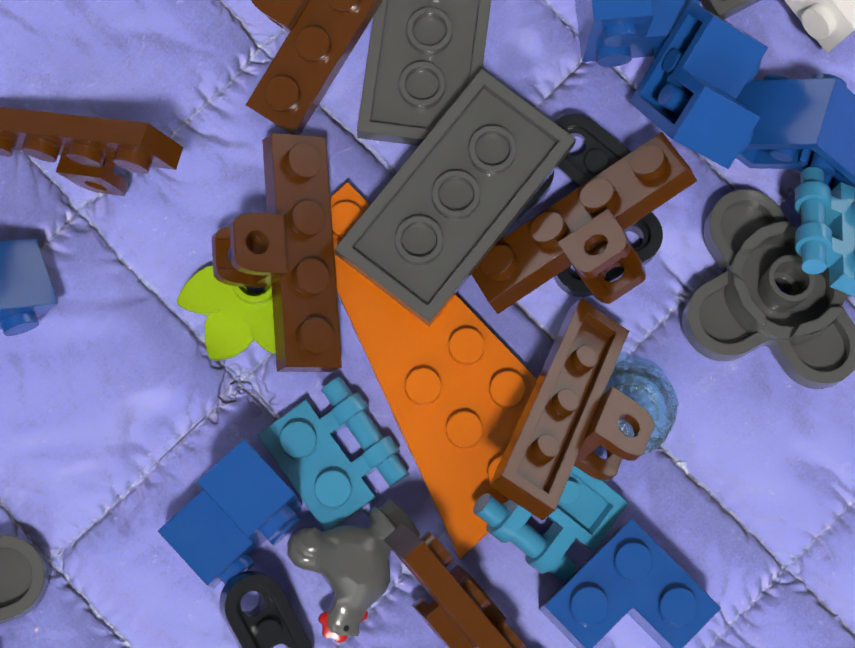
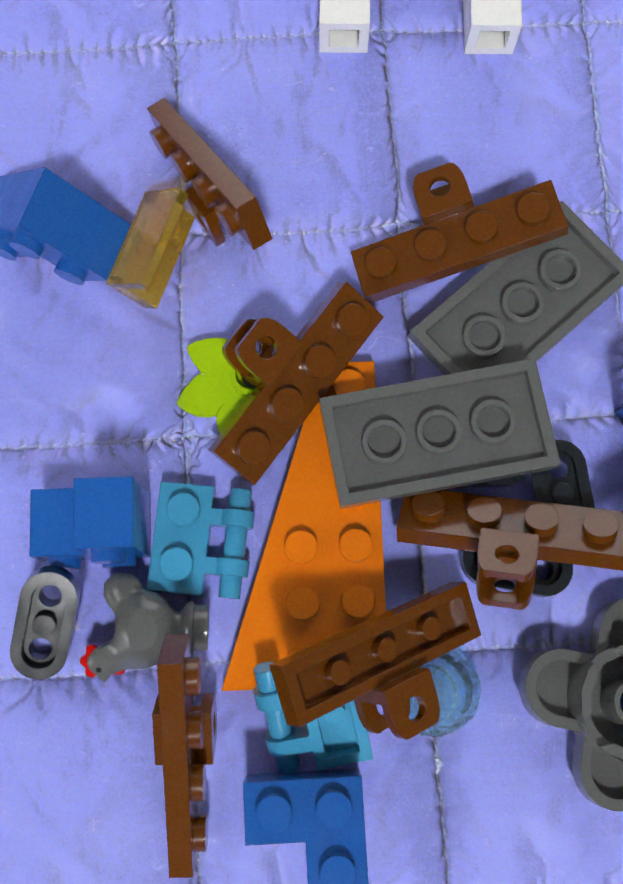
camera: 45 degrees right, 0 degrees up
(69, 241) = (152, 247): none -> clear yellow panel

